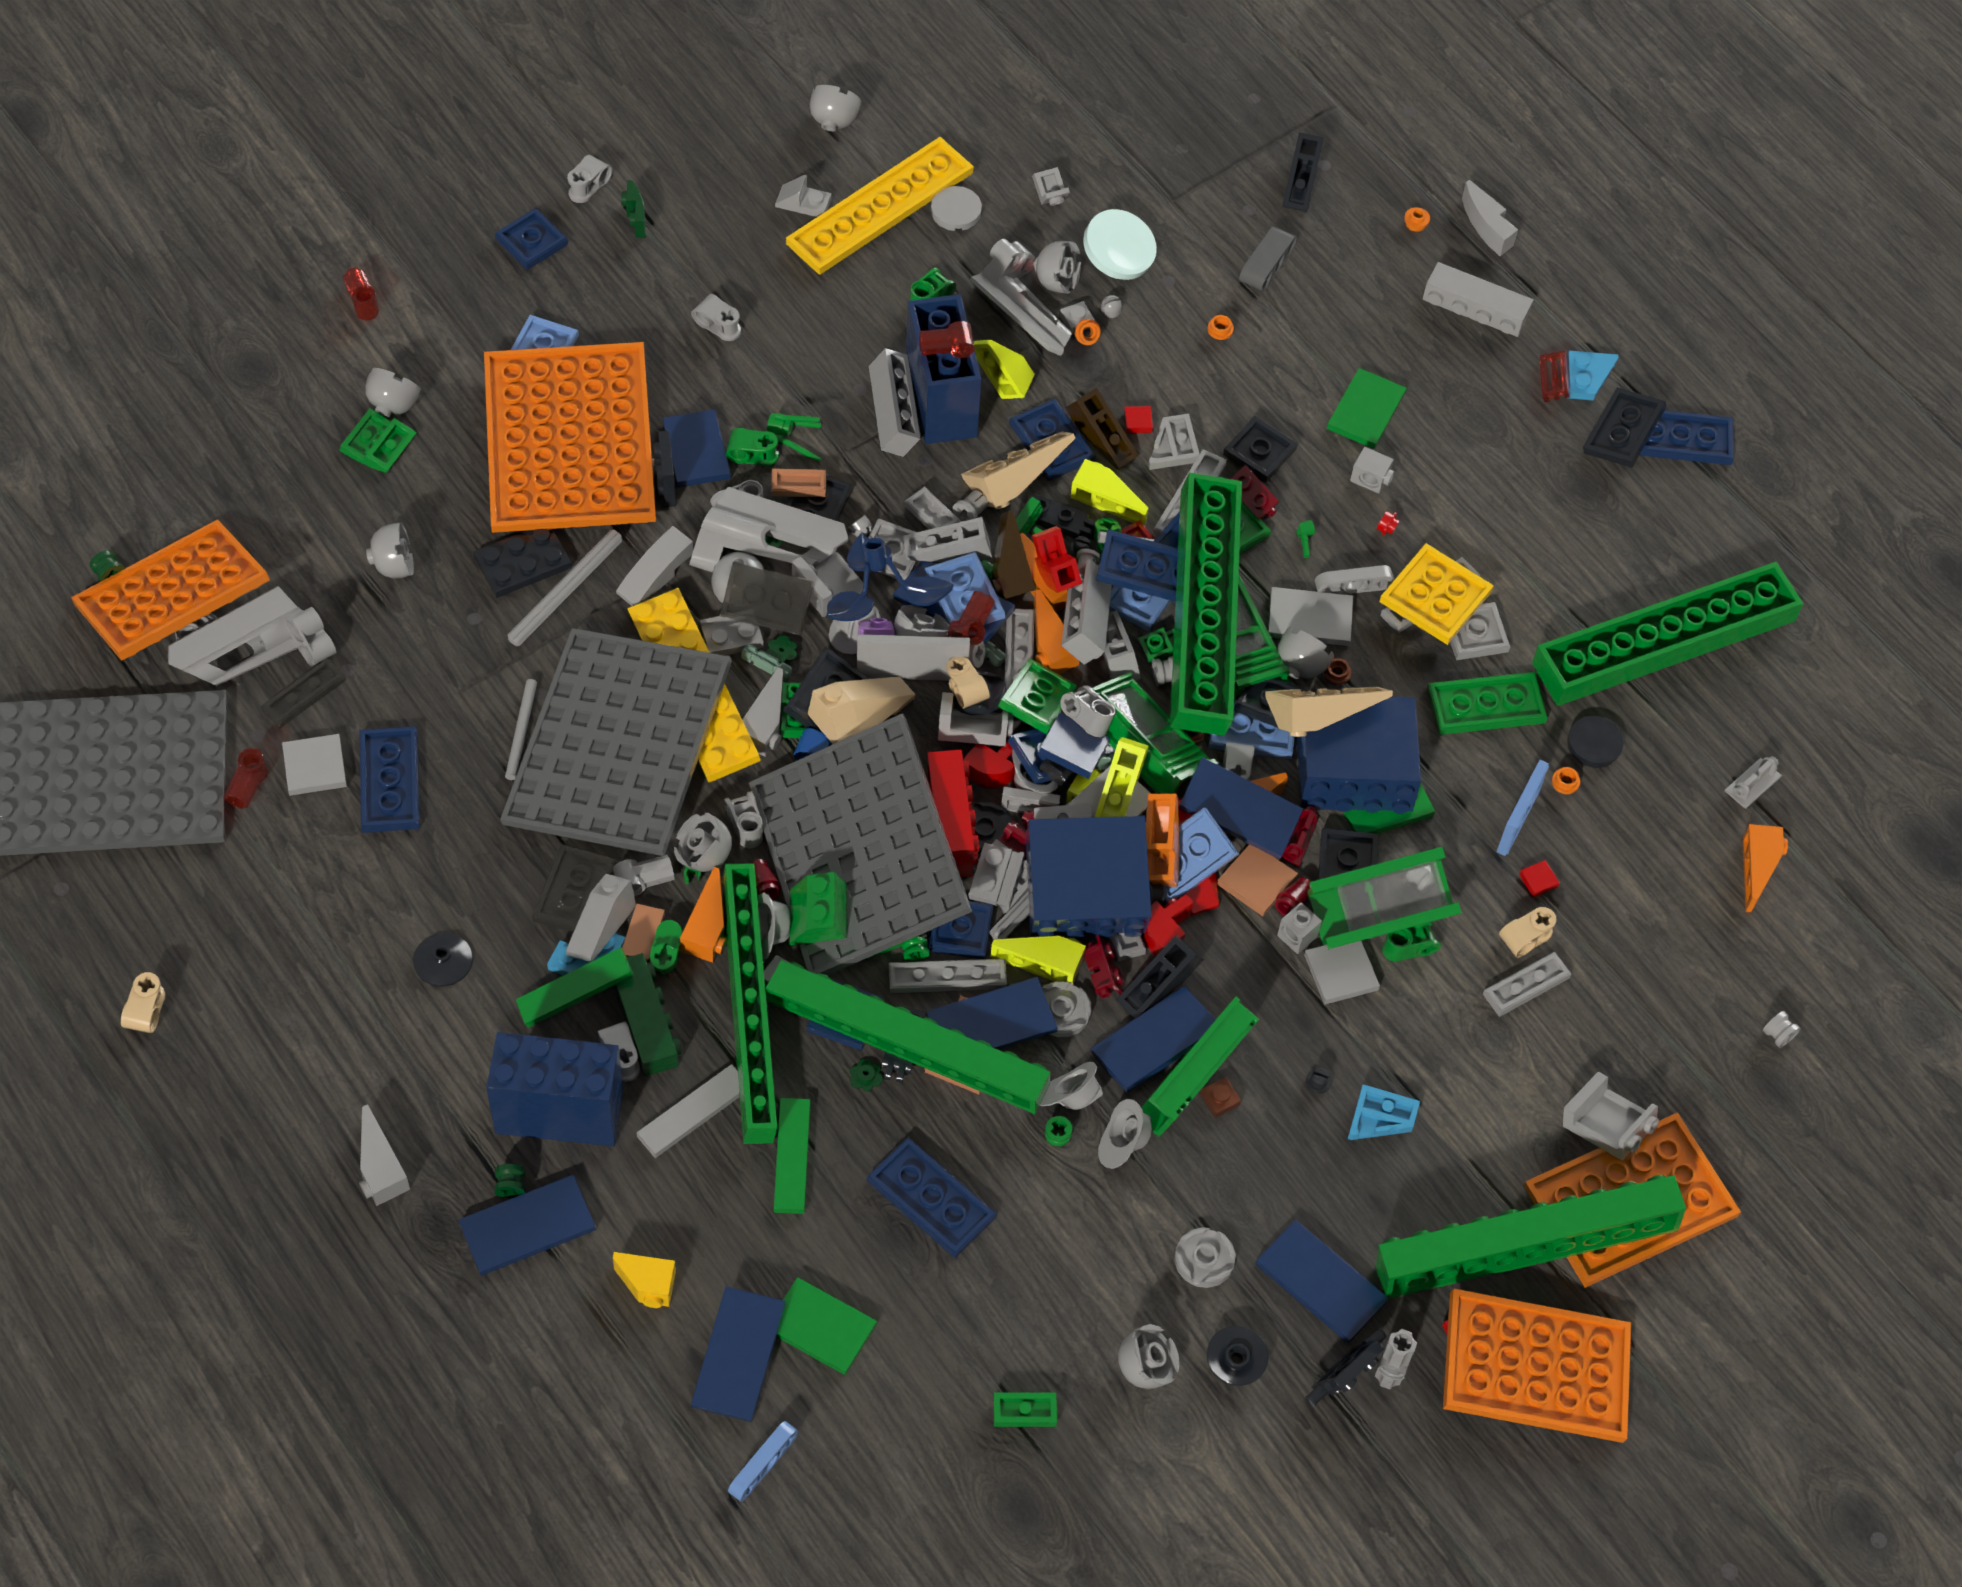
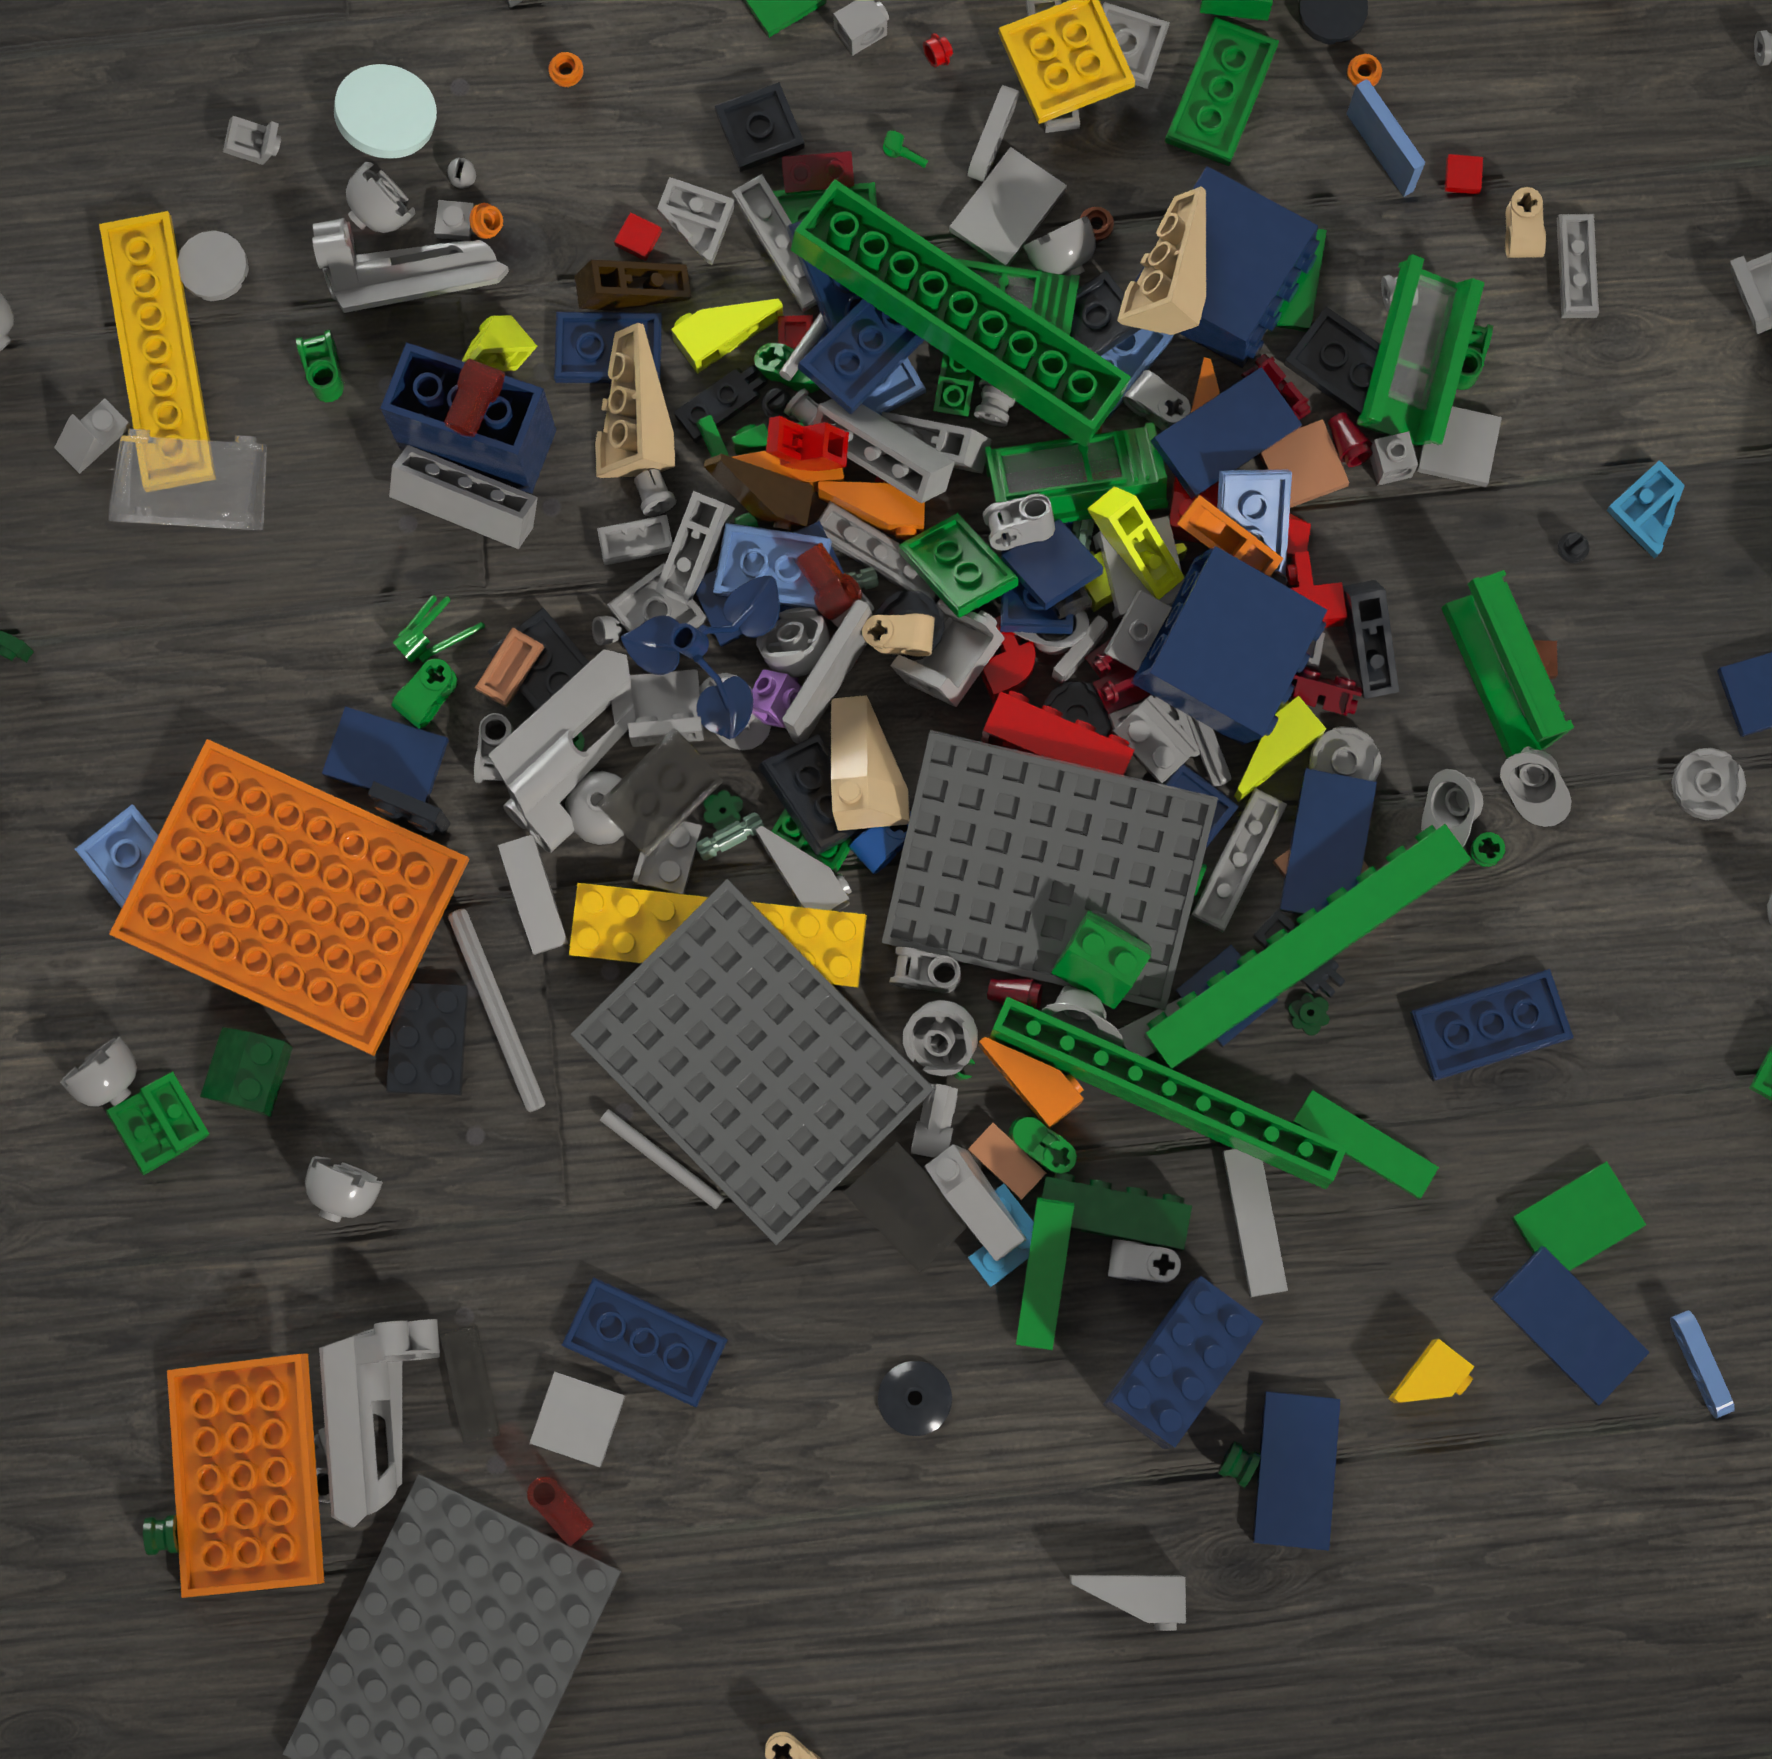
camera: 55 degrees left, 20 degrees up
(441, 473) = (246, 1071): none -> dark green slope
(718, 318) = (208, 631): light grey piece -> none
(804, 255) = (189, 482): none -> clear windscreen
(1153, 1039) = (1439, 686): dark blue tile -> none

